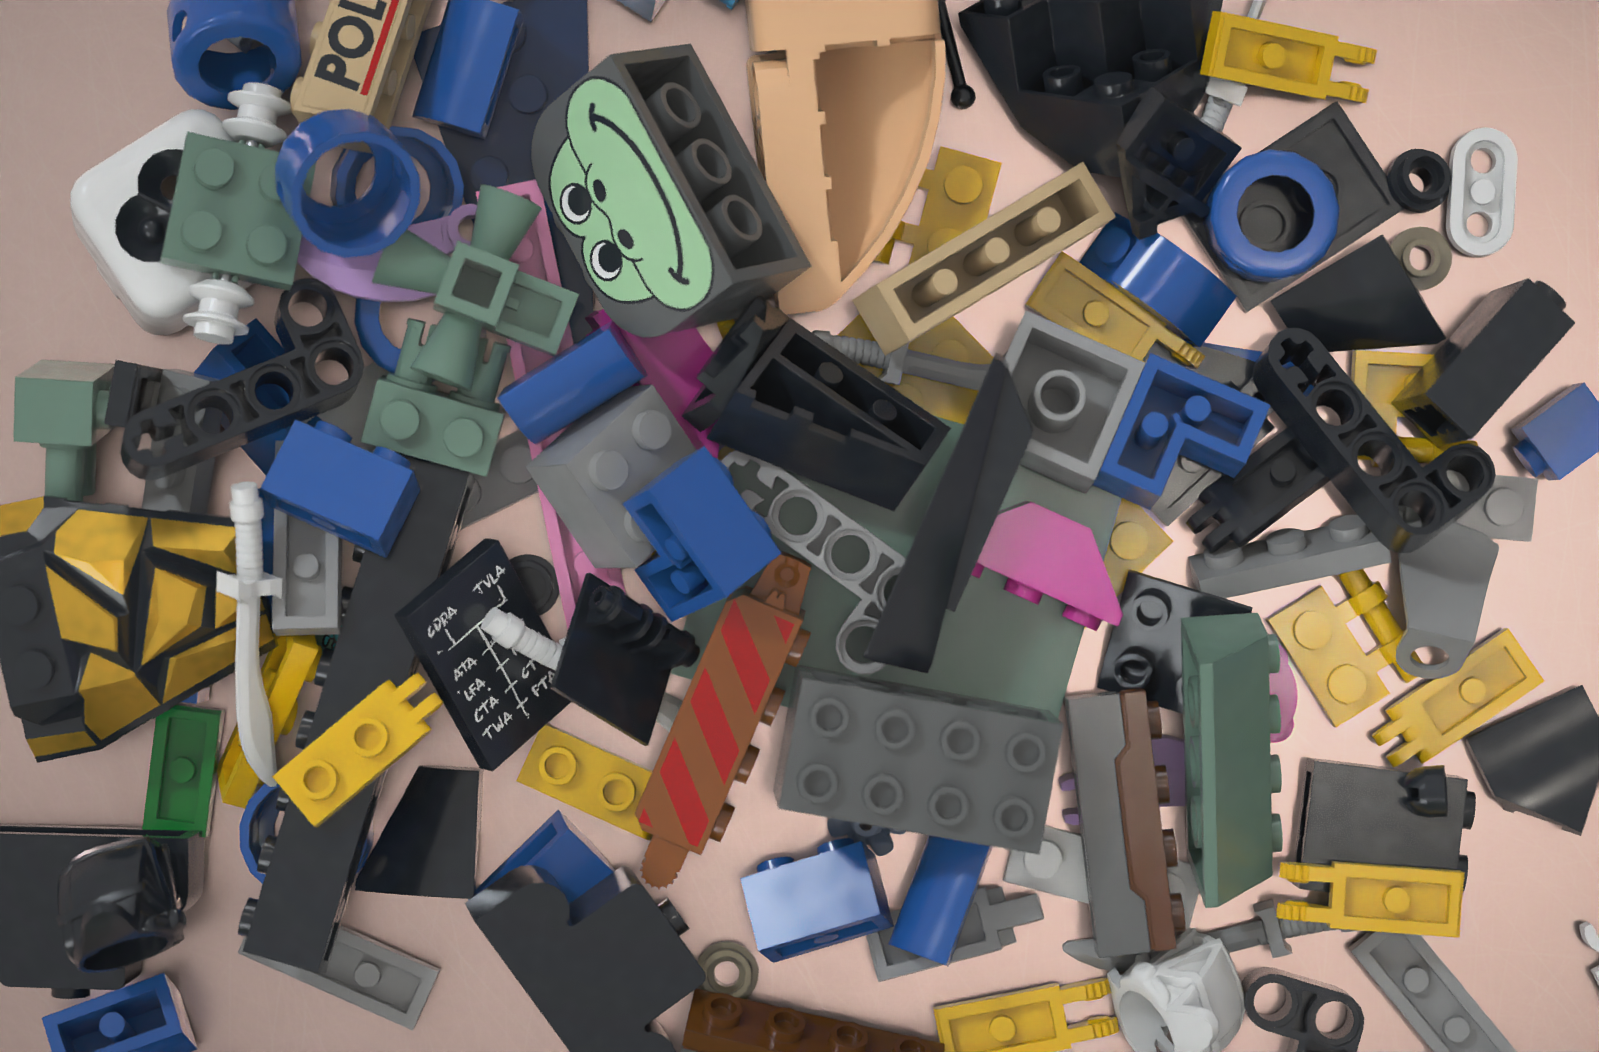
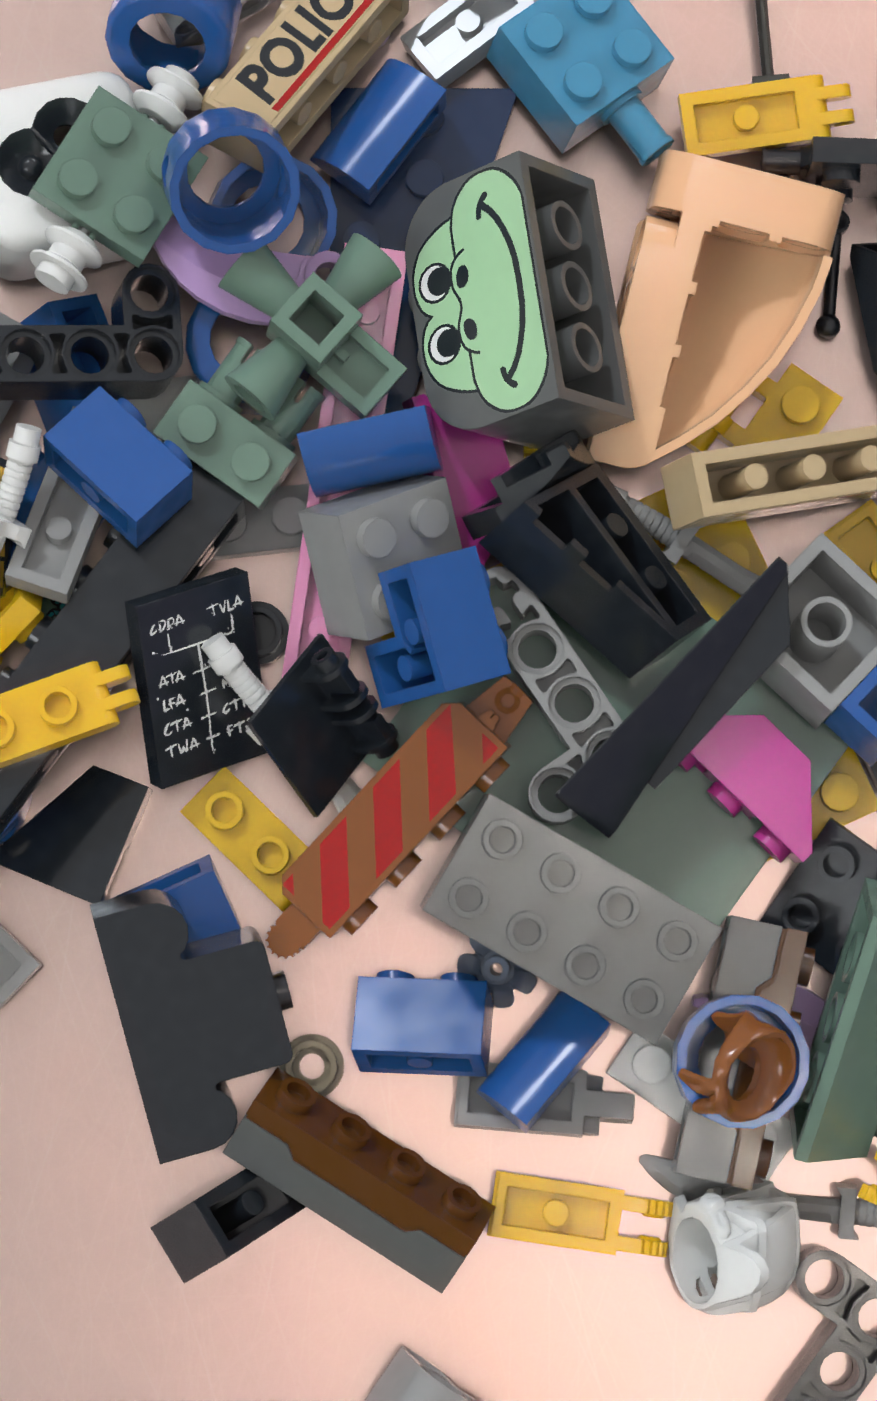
camera: 20 degrees right, 5 degrees down
(1153, 876) = (701, 1024): none -> piece
(1157, 842) = (760, 1047): none -> dark orange piece

